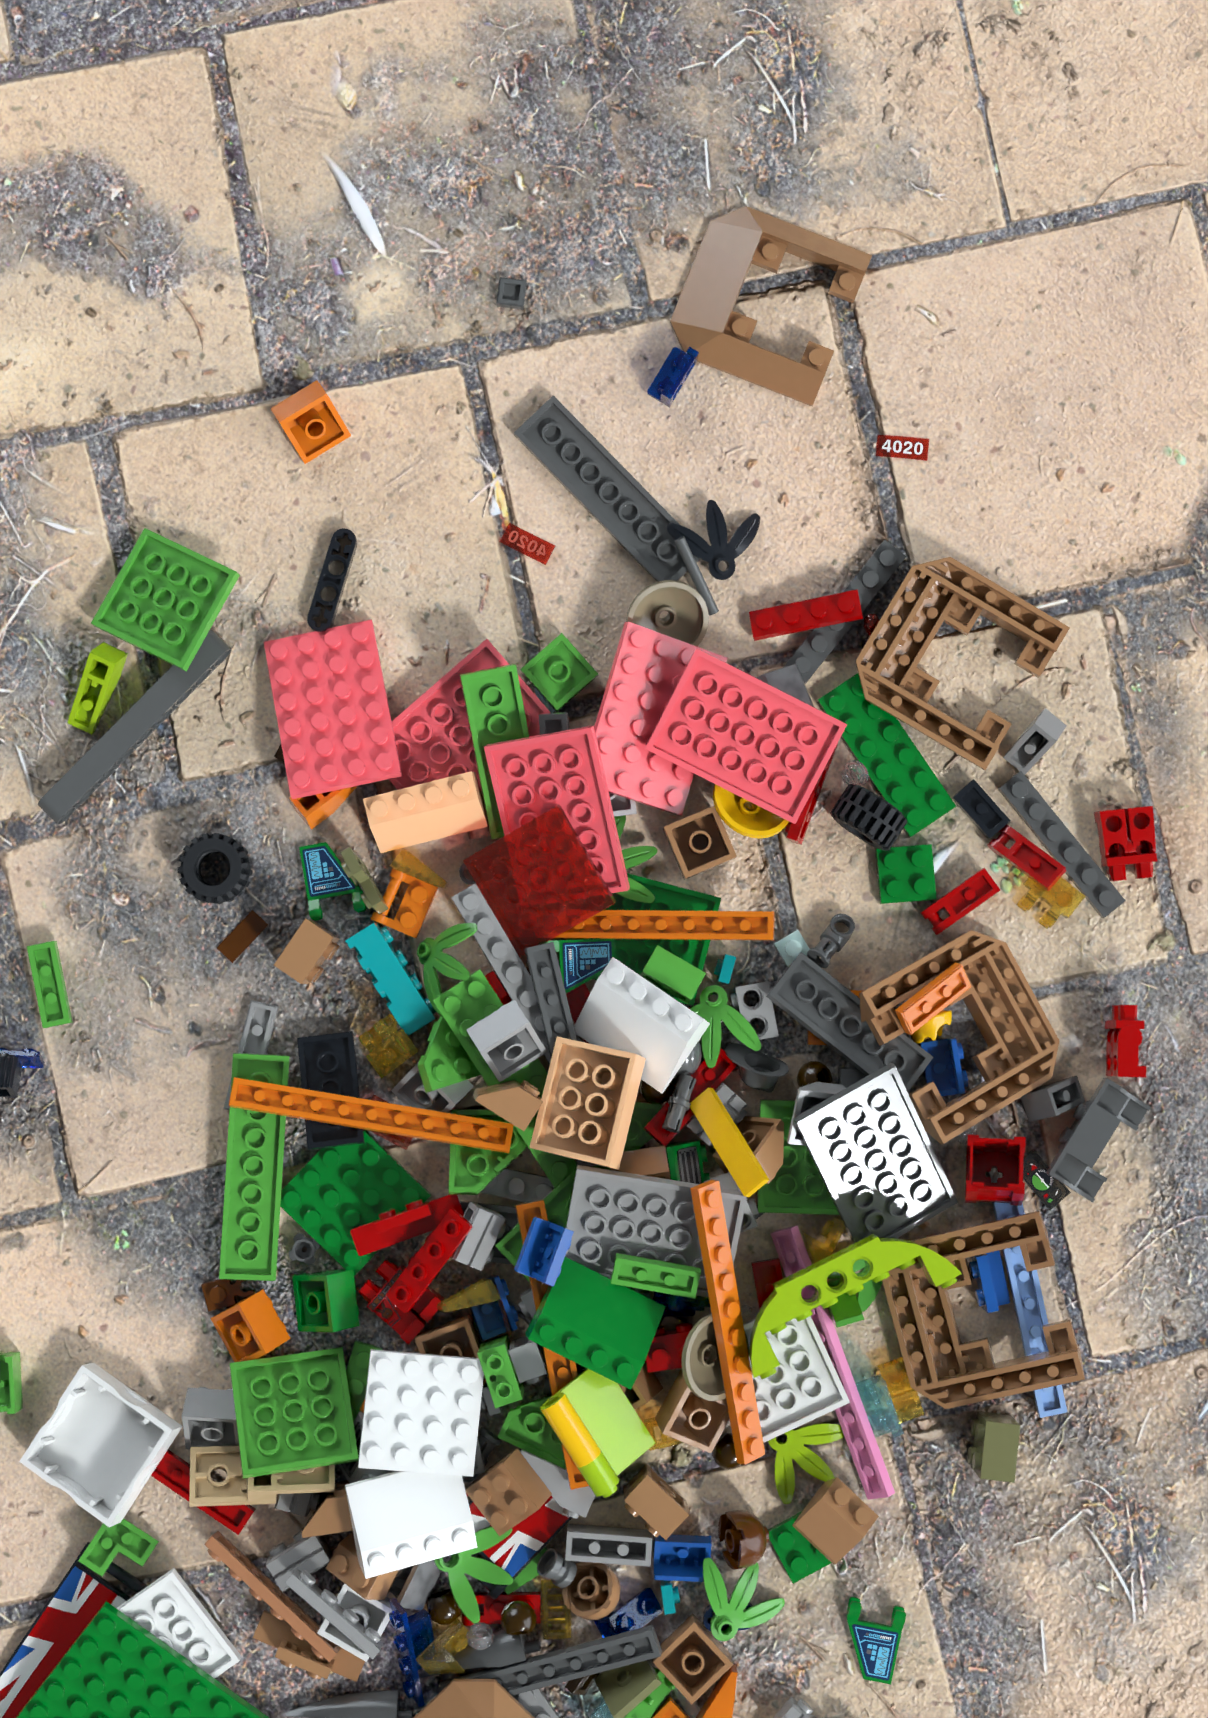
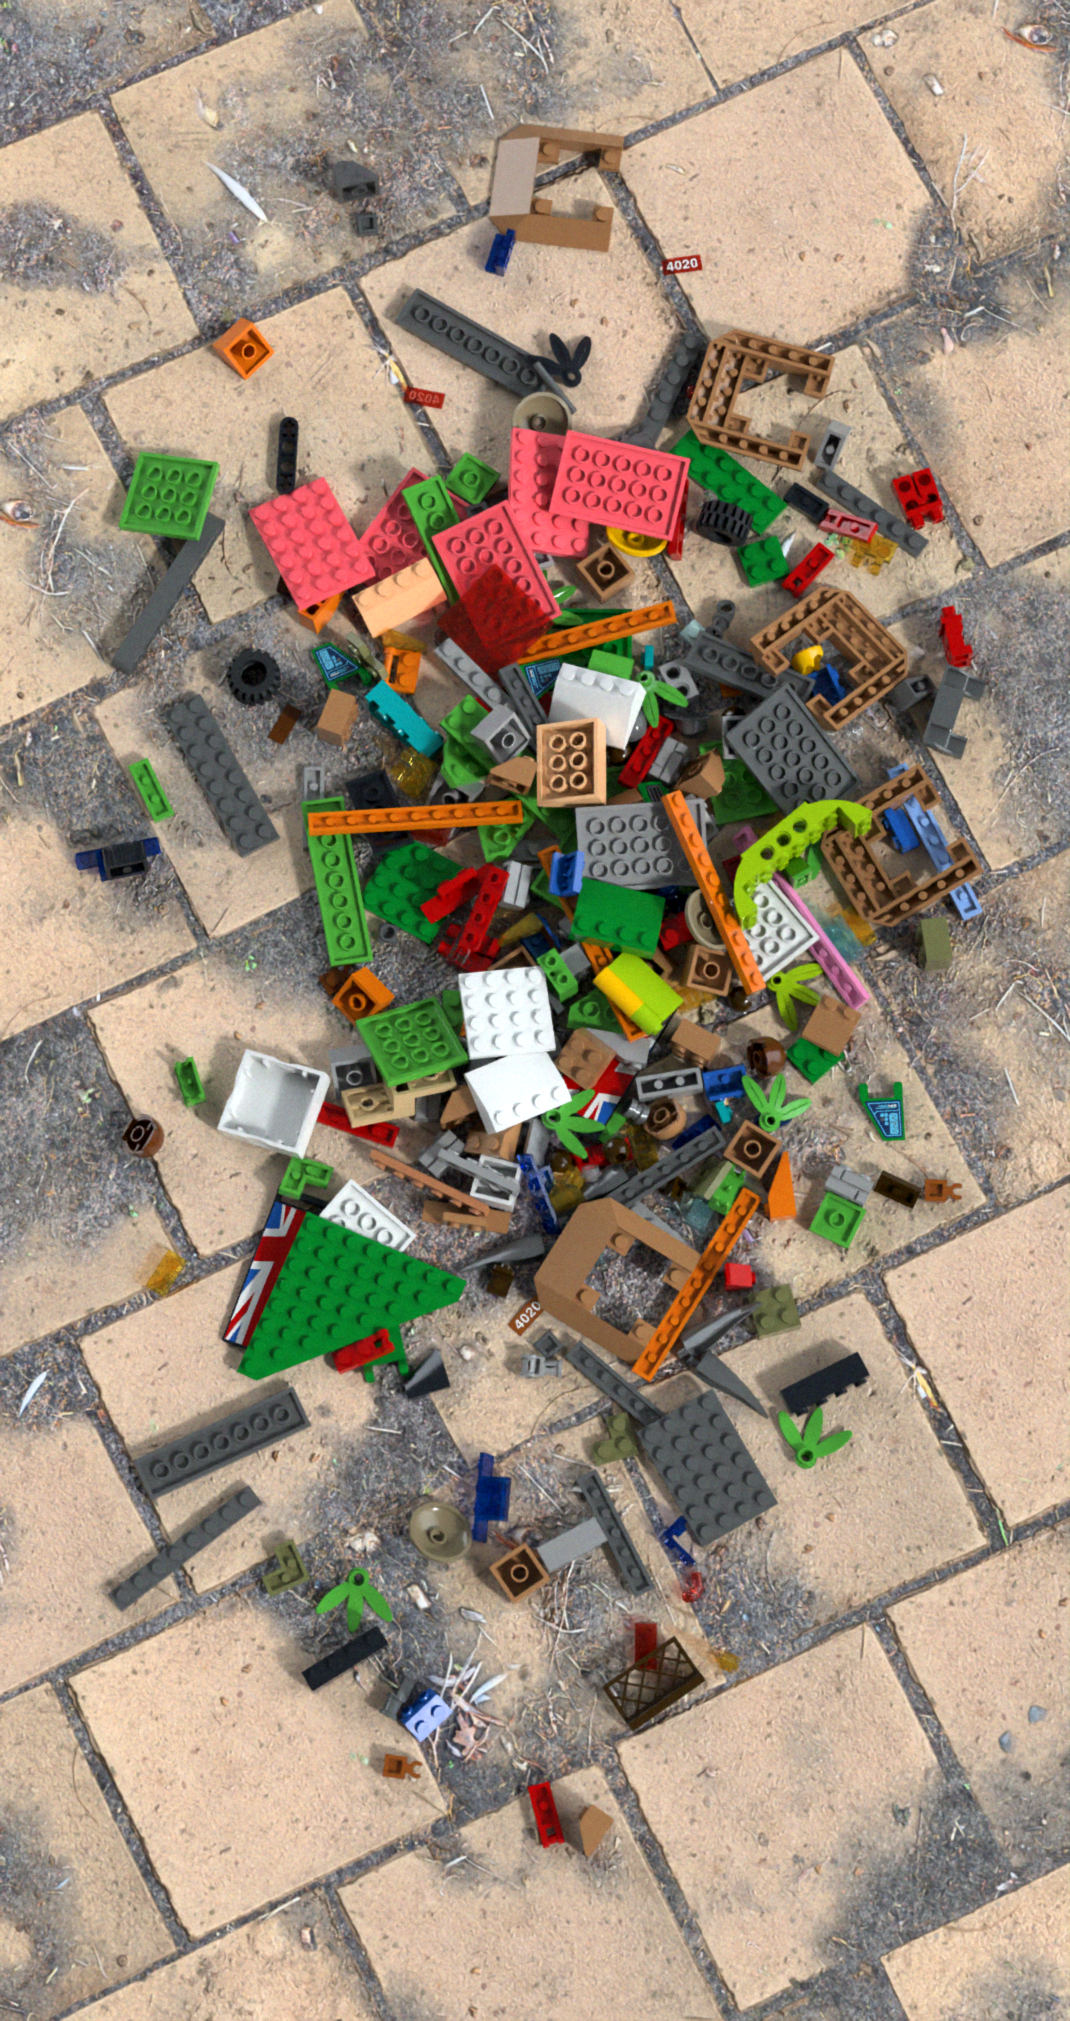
camera: 10 degrees left, 10 degrees down
(96, 686) = (133, 572): lime slope -> none
(144, 985) = (221, 776): none -> dark grey plate
(325, 1301) = (413, 965): green slope -> none
(433, 958) = (430, 697): bright green plant -> none
(506, 232) = (354, 181): none -> flat silver slope
(655, 1275) = (652, 874): bright green plate -> none
(679, 1103) = (638, 755): dark grey pin -> none
(729, 1142) = (681, 768): yellow tile -> none
(805, 615) = (641, 396): red plate -> none
(933, 998) = (804, 635): orange tile -> none
(1007, 1158) = (881, 745): red container -> none
(1044, 1186) = (926, 756): tile -> none

